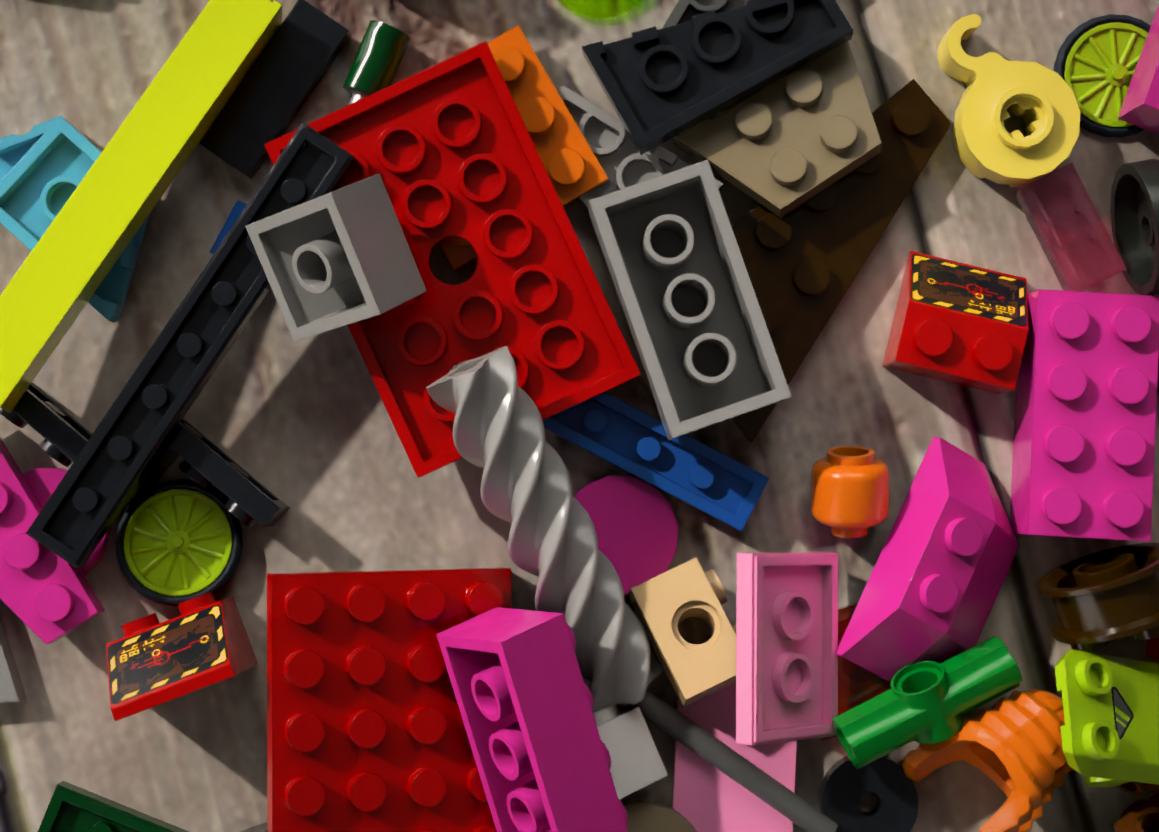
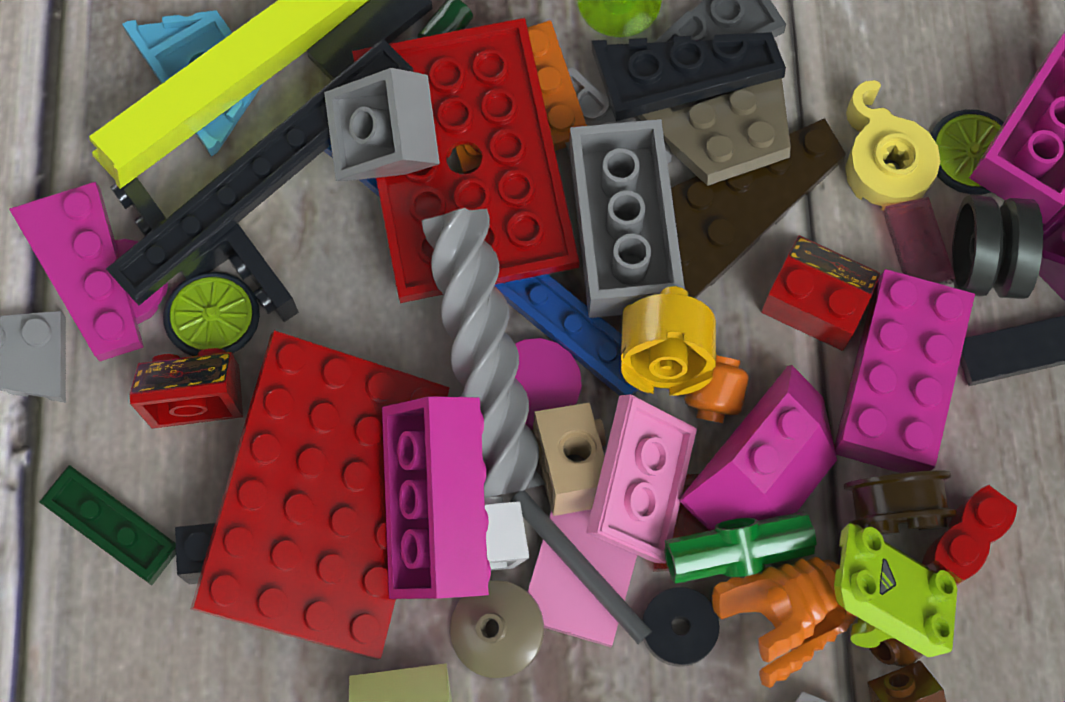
camera: 15 degrees right, 15 degrees down
(783, 464) = (668, 343): none -> yellow brick

